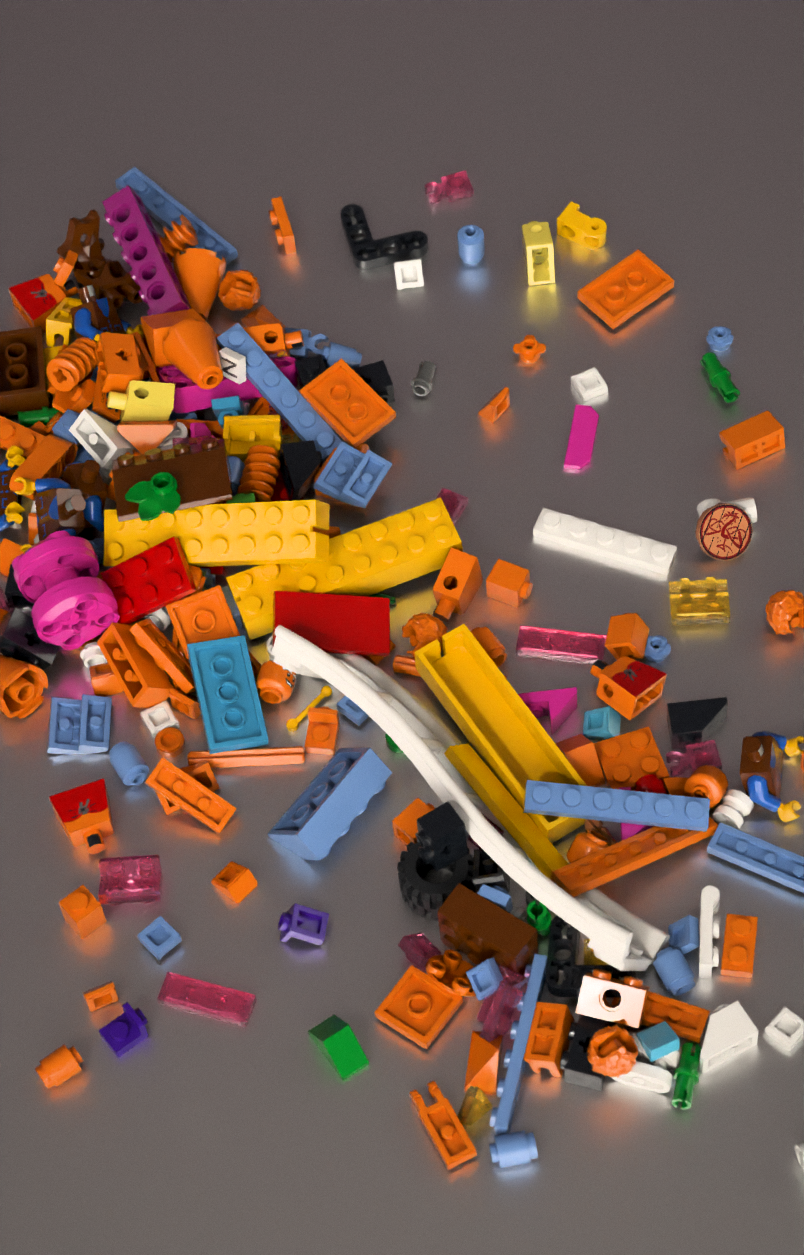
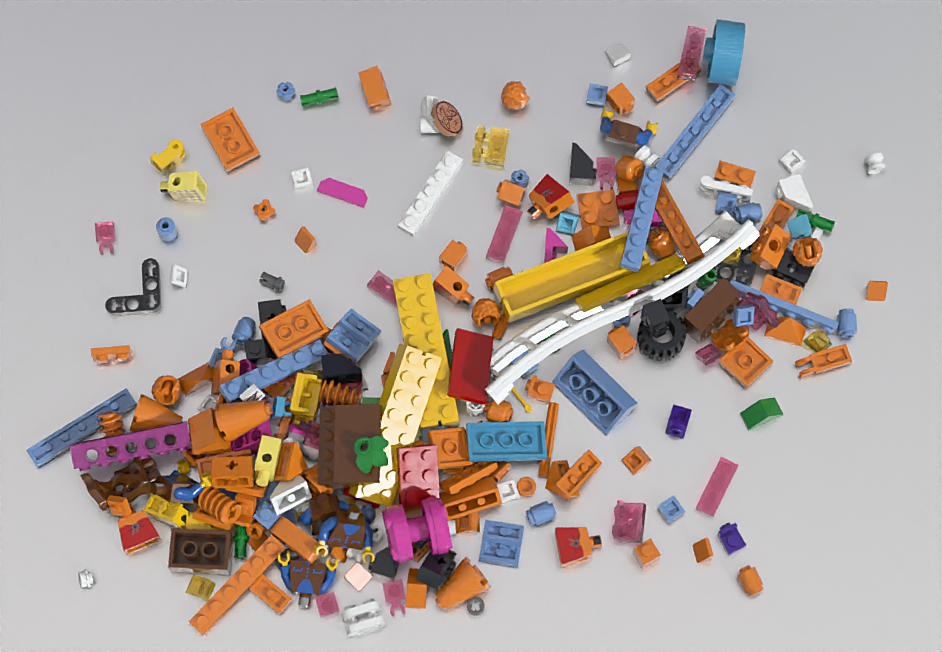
camera: 85 degrees left, 15 degrees up
(582, 1190) = (876, 290): none -> orange slope

